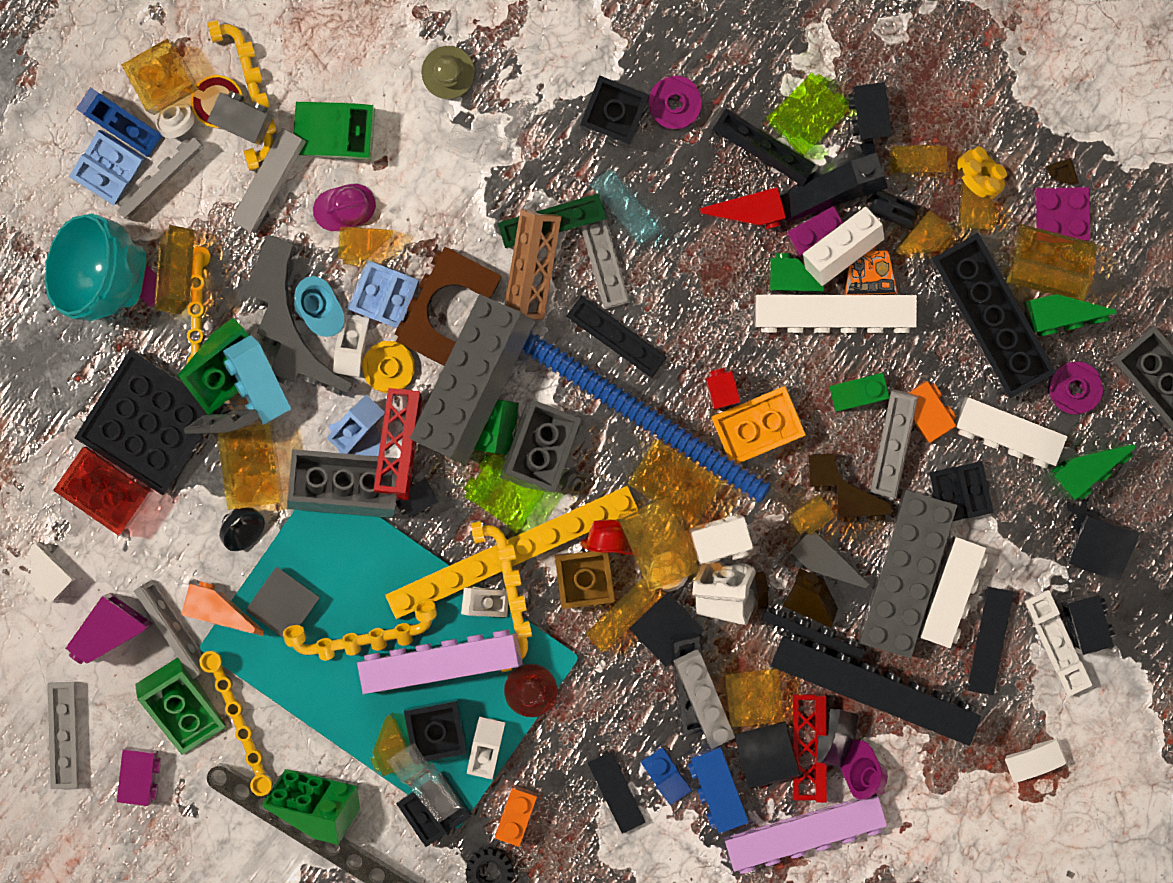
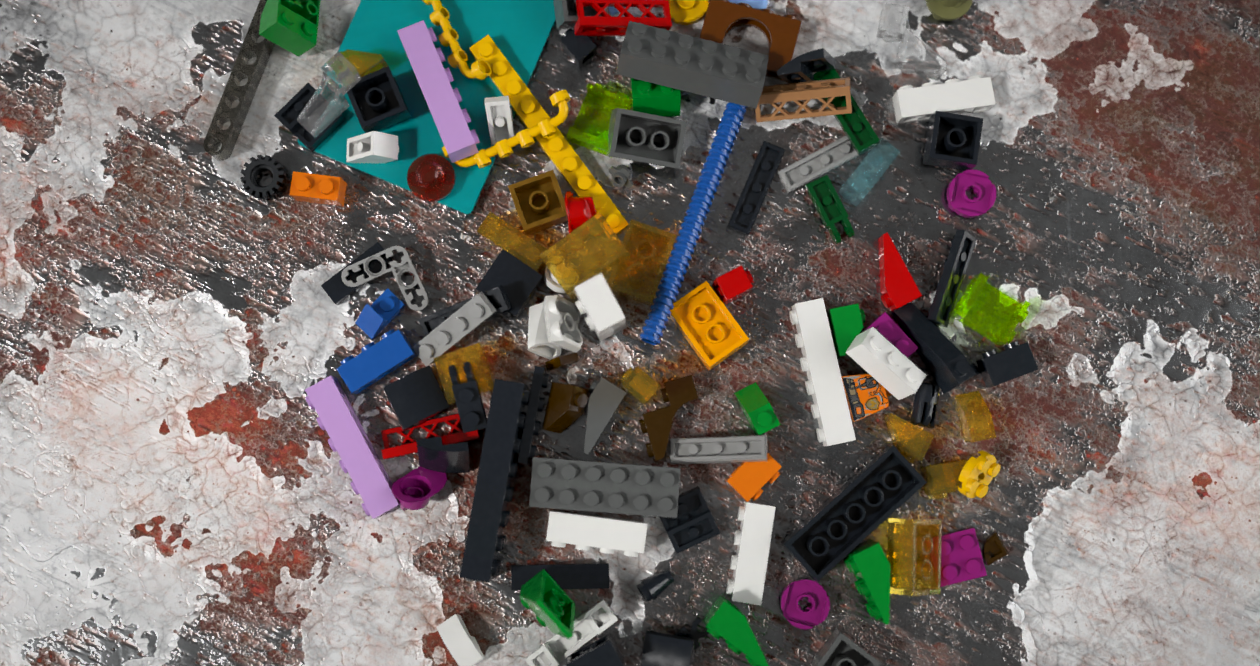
camera: 75 degrees right, 5 degrees down
(501, 255) = (802, 67): none -> black slope
(564, 108) = (951, 97): none -> white brick
(622, 747) = (397, 270): none -> light grey beam
(655, 262) = (829, 207): none -> dark green hinge
(784, 698) = (468, 399): none -> black hinge
(1016, 658) = (549, 603): none -> green slope
(1021, 542) = (654, 585): none -> black cone

